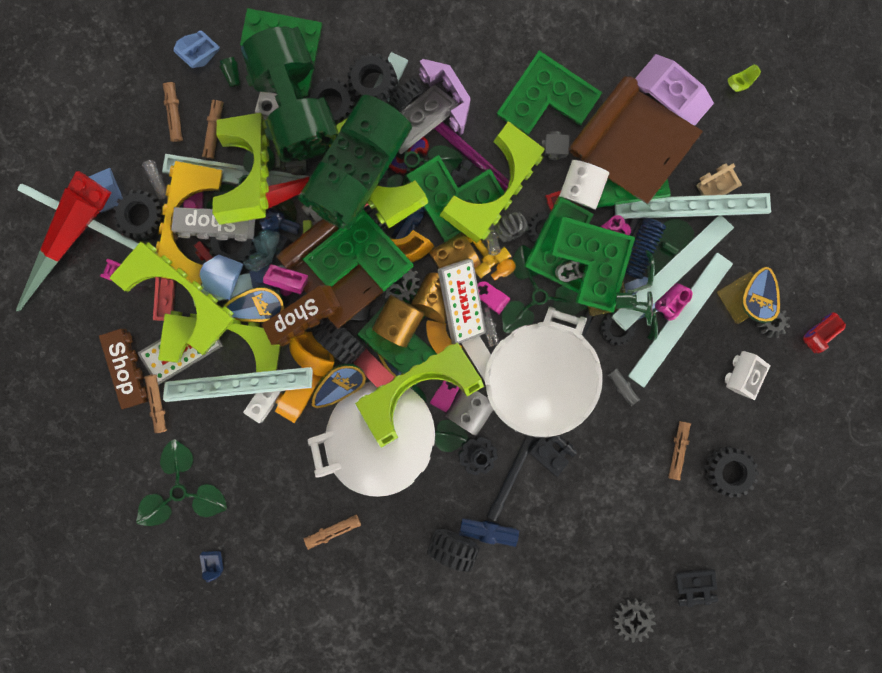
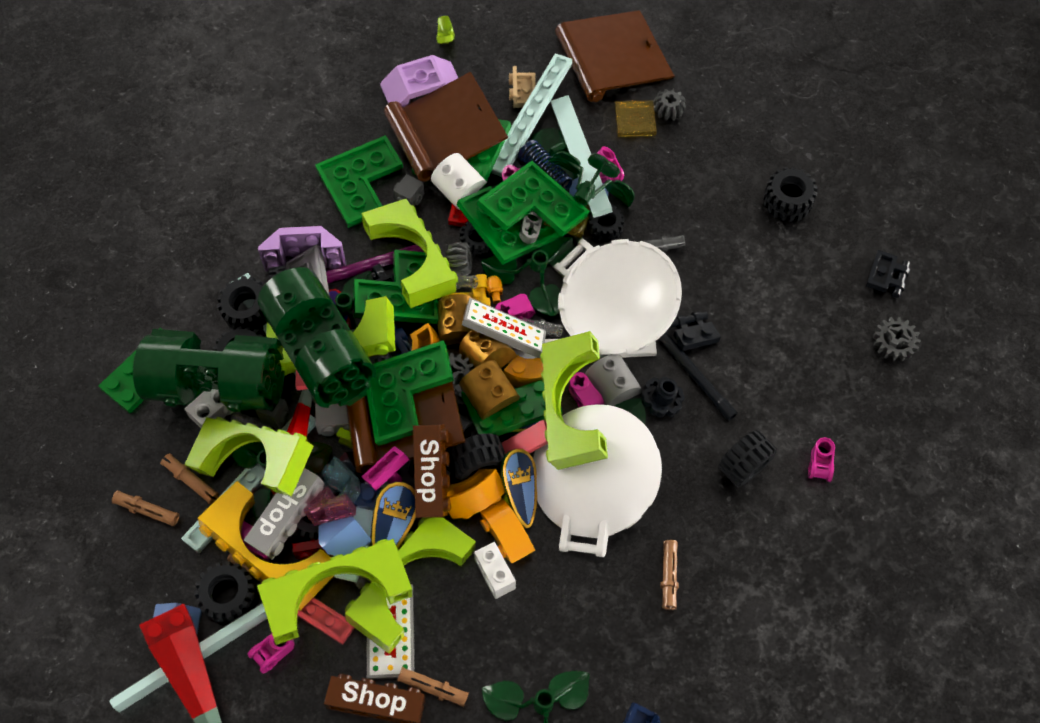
camera: 60 degrees left, 25 degrees down
(155, 179) = (198, 560): clear pin -> none
(196, 49) = (101, 451): medium blue slope -> none
(230, 70) = (144, 431): dark green cone -> none
(232, 254) = (327, 507): none -> clear pink slope
(238, 384) = (462, 584): light aqua tile -> none
(276, 222) = (318, 460): dark blue axle -> none
(487, 607) = (821, 463): none -> dark pink piece
(489, 532) = (746, 422): dark blue piece -> none
(675, 328) = (643, 200): light aqua tile -> none
(681, 442) = (730, 215): medium nougat pin -> none
(747, 374) = (705, 143): white brick -> none
(762, 296) = (642, 98): shield -> none
(805, 241) = (612, 52): none -> reddish brown door
(824, 332) = (701, 75): red animal -> none

